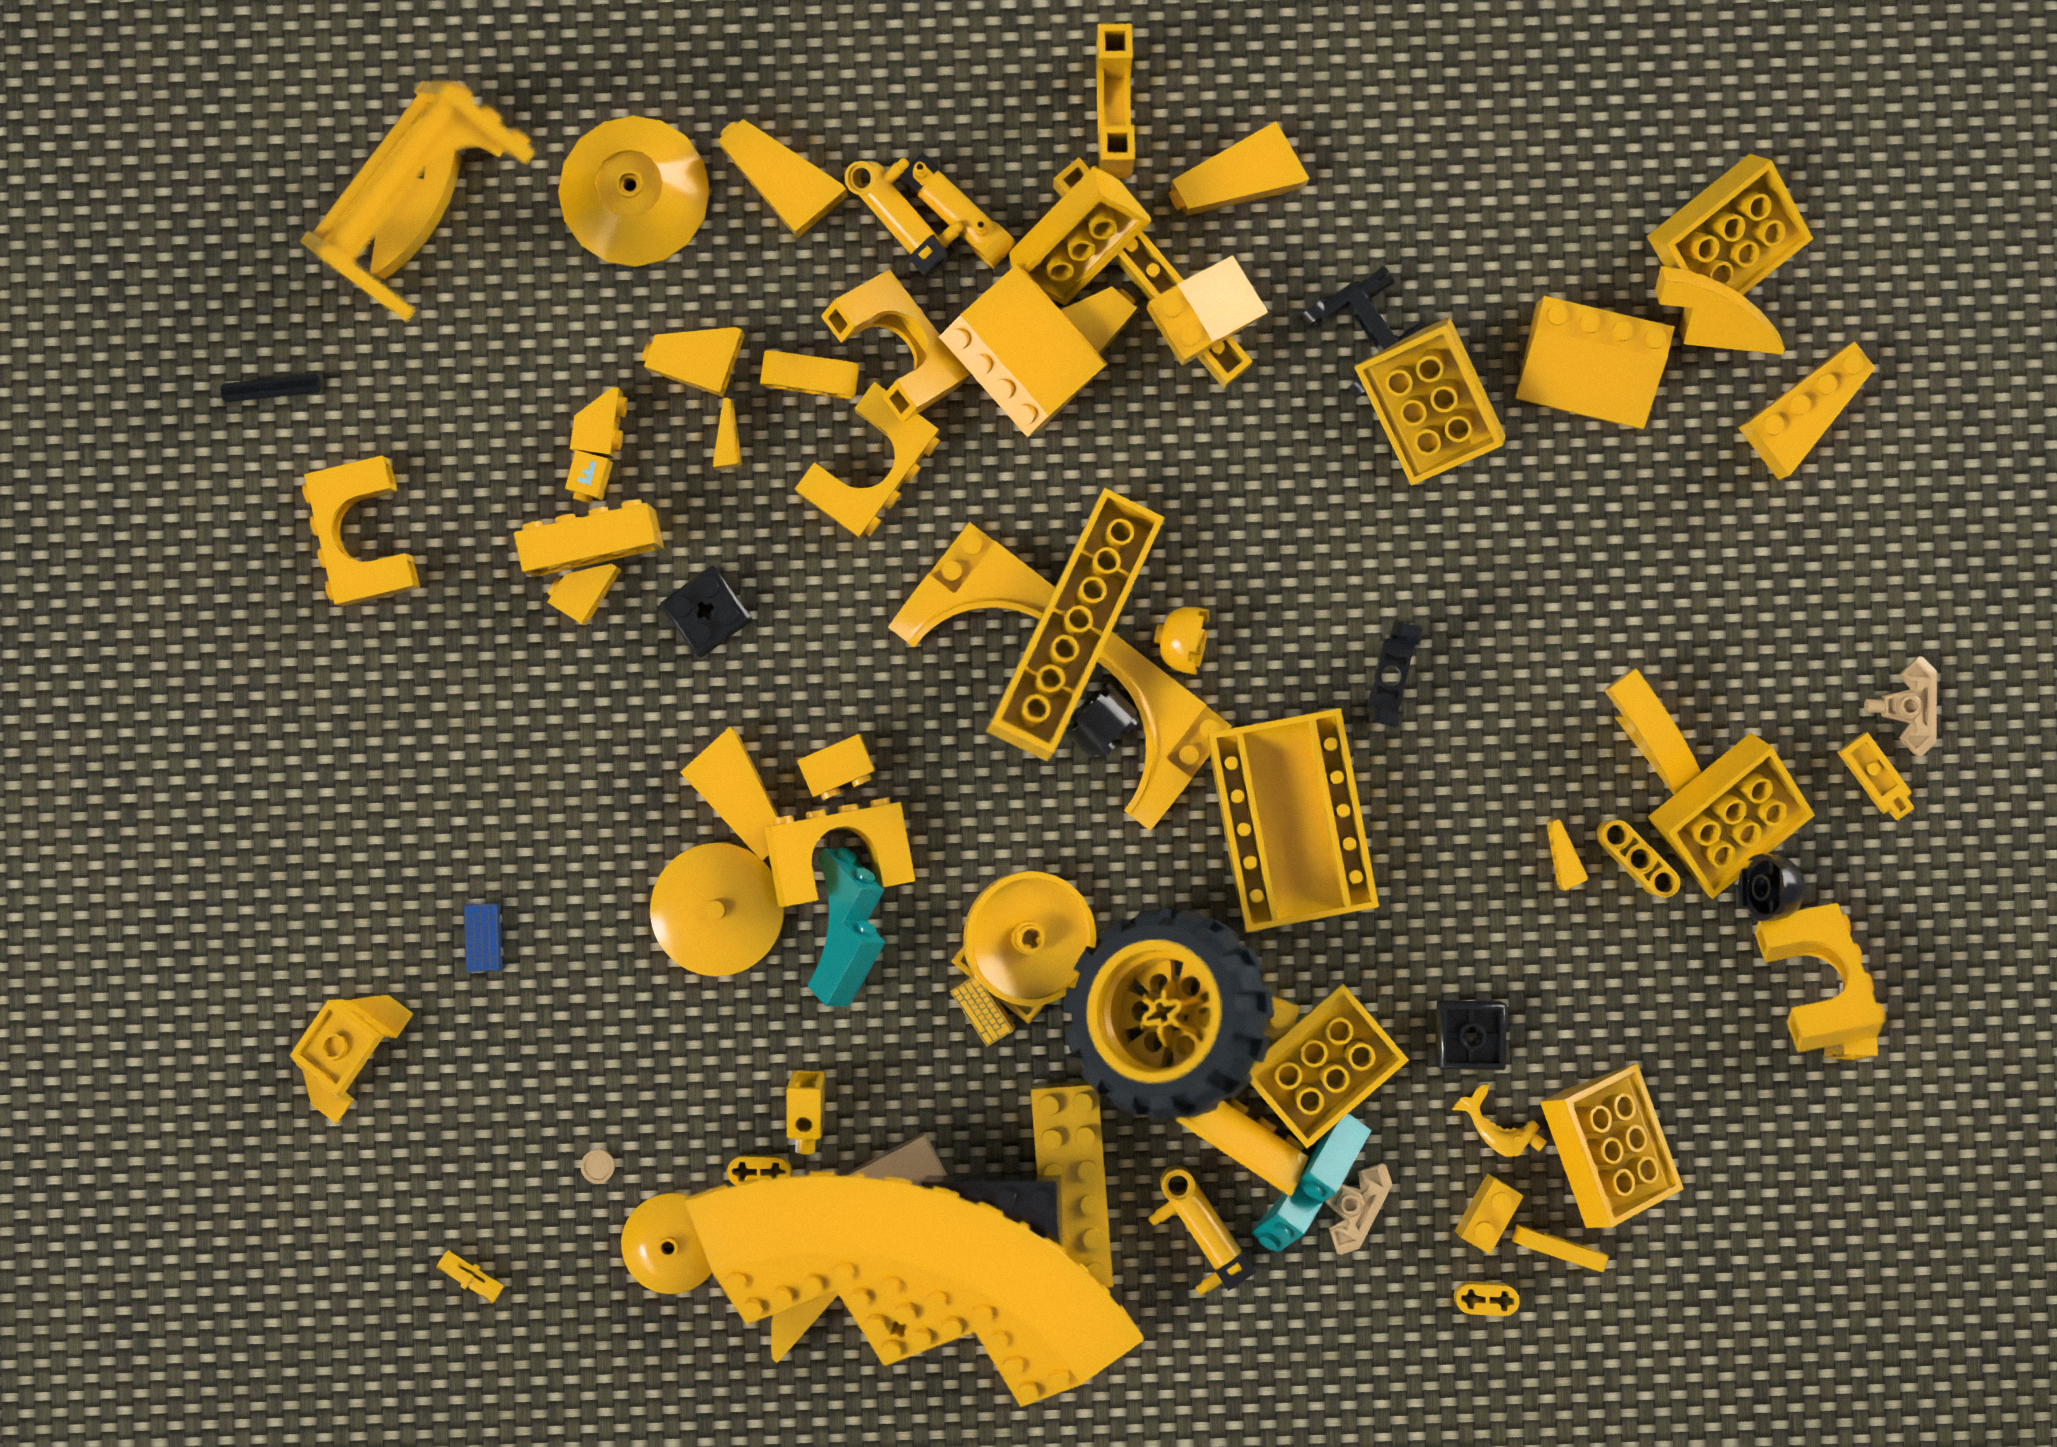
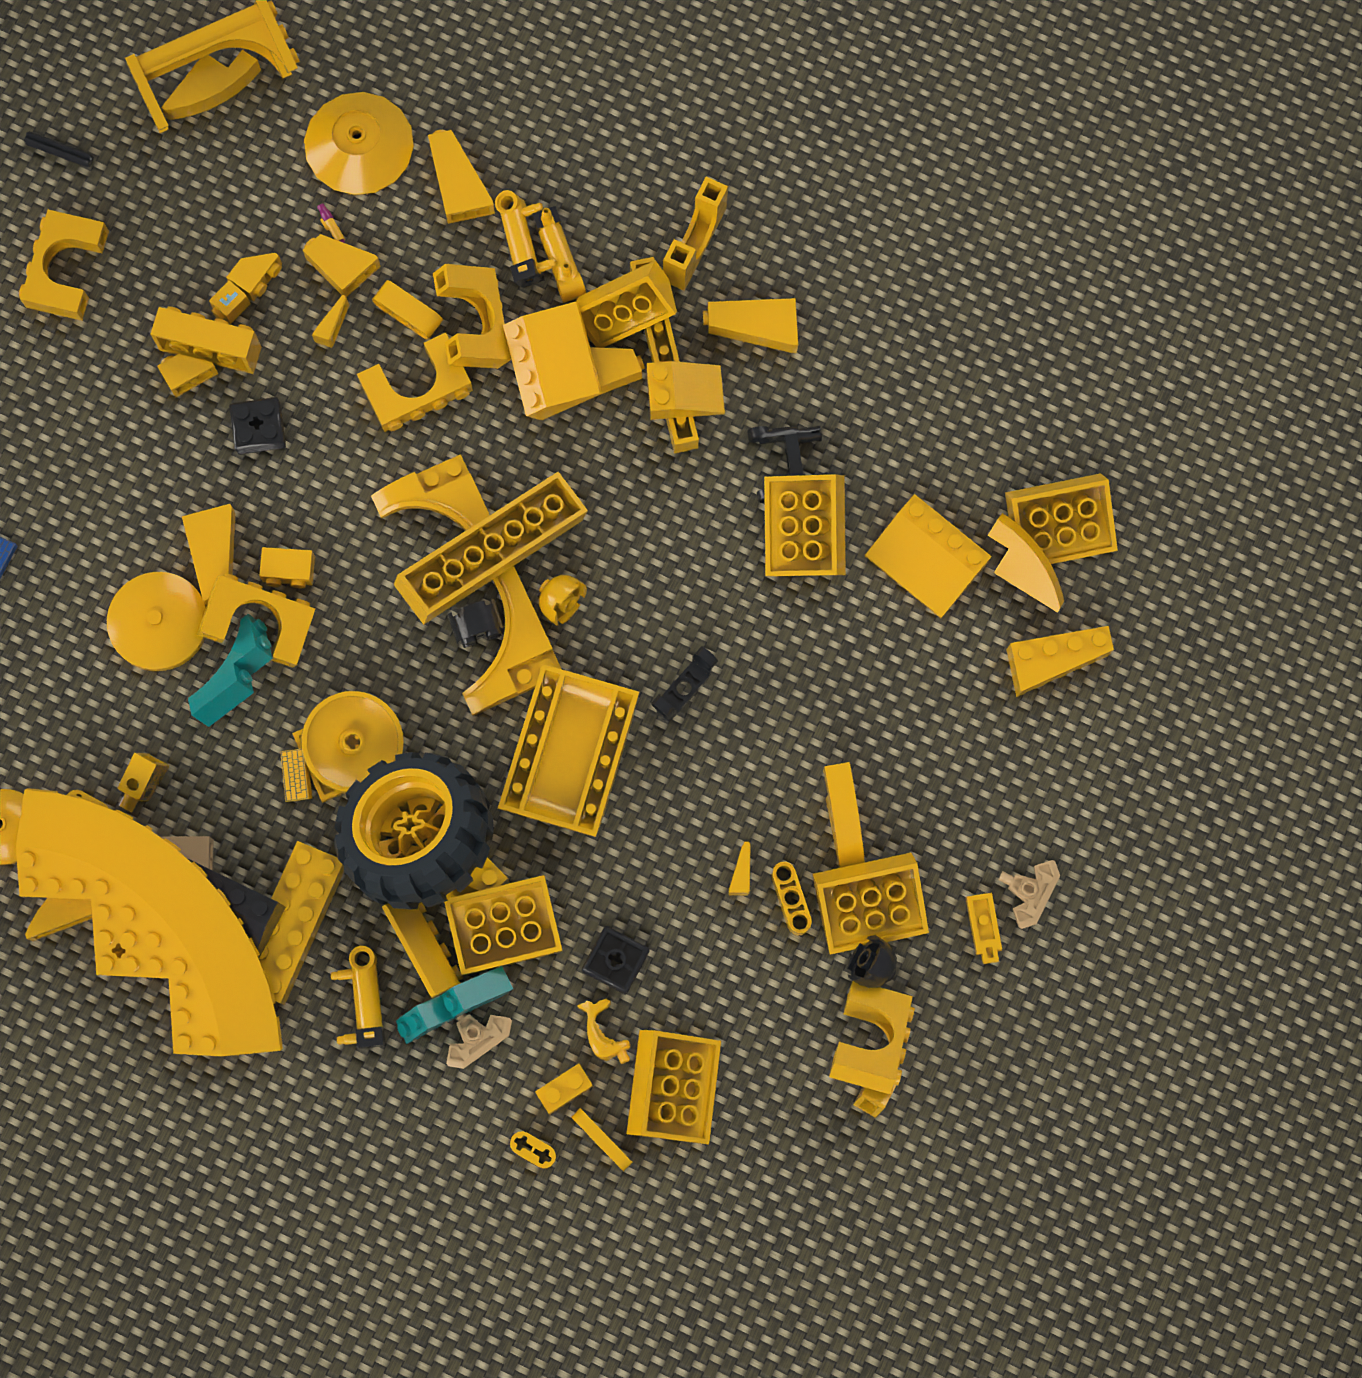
camera: 30 degrees right, 10 degrees down
(656, 313) = (329, 223): none -> yellow piece

